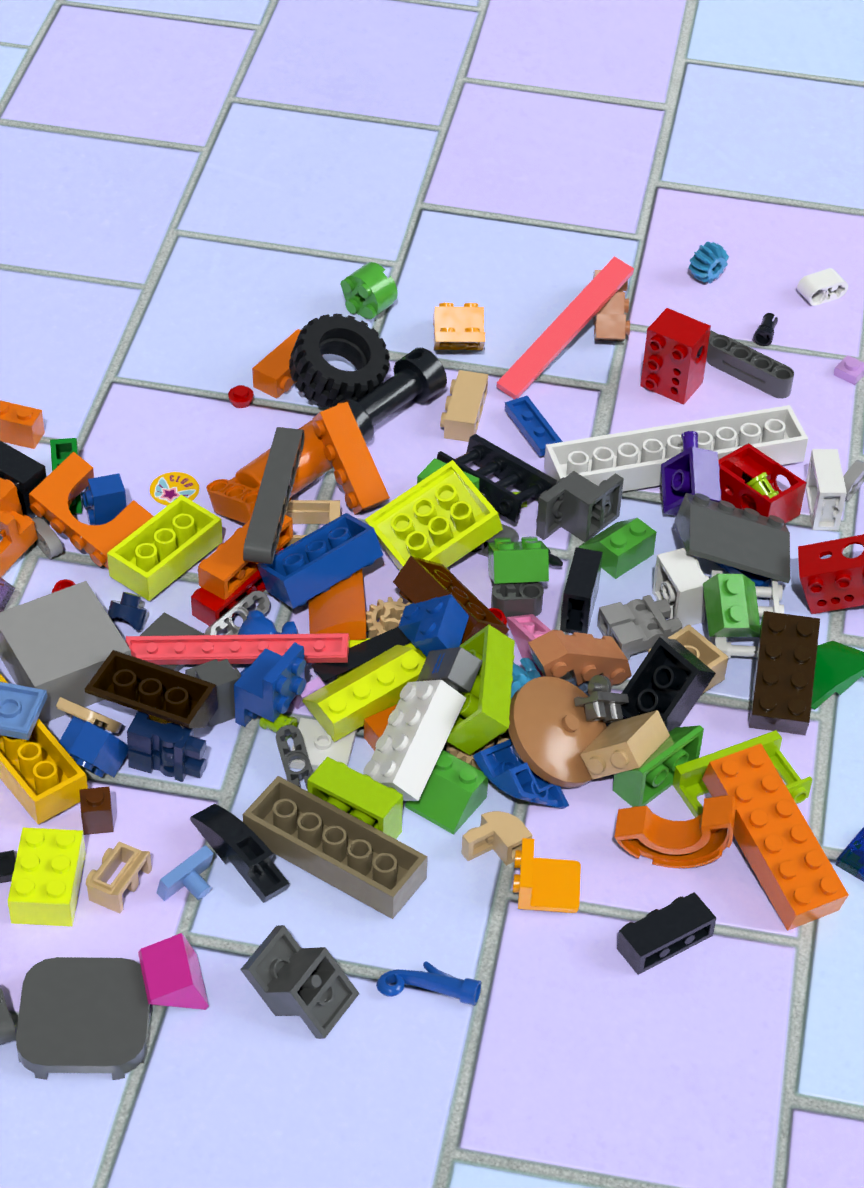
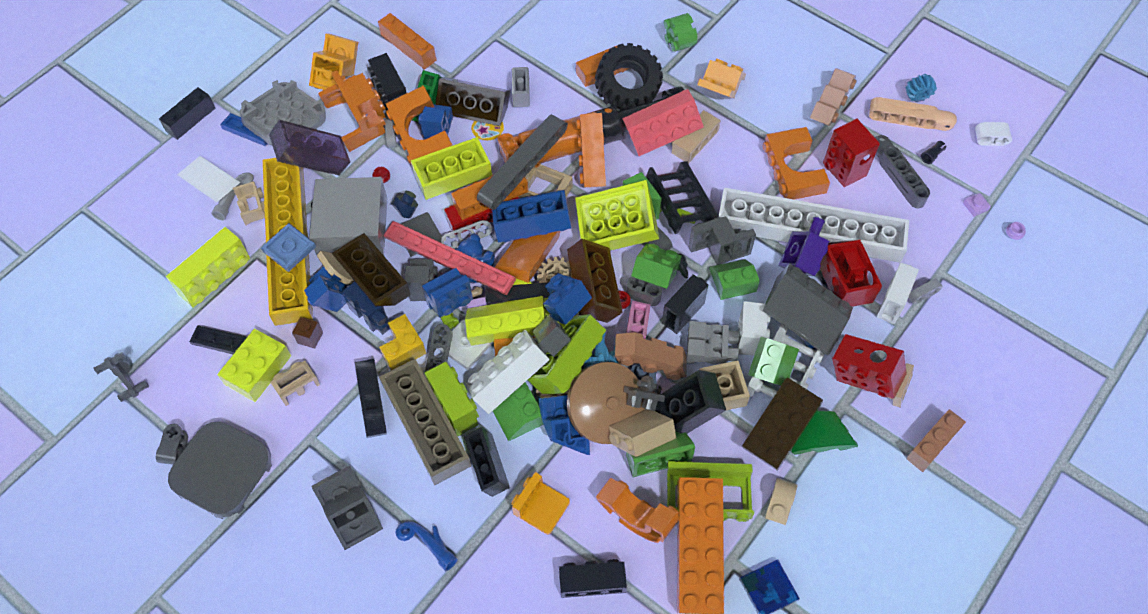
camera: 30 degrees right, 15 degrees up
(141, 459) = (473, 100): none -> dark brown slope
(173, 974) = (282, 466): dark pink slope -> none
(187, 875) = (332, 401): medium blue tile -> none
(195, 421) = (520, 87): none -> light grey brick
(241, 396) = (562, 77): red plate -> none
(242, 773) = (405, 345): none -> yellow brick
(421, 397) = (663, 122): none -> coral brick
(449, 858) = (486, 462): none -> black brick
(497, 832) = (531, 455): tan brick -> none
(531, 423) = (731, 166): blue plate -> none
(565, 328) = (791, 103): coral tile -> none
(578, 386) = (791, 182): none -> orange arch
(715, 295) = (911, 114): none -> light nougat piece
(762, 485) = (849, 277): lime bush -> none
(832, 757) = (781, 501): none -> tan brick

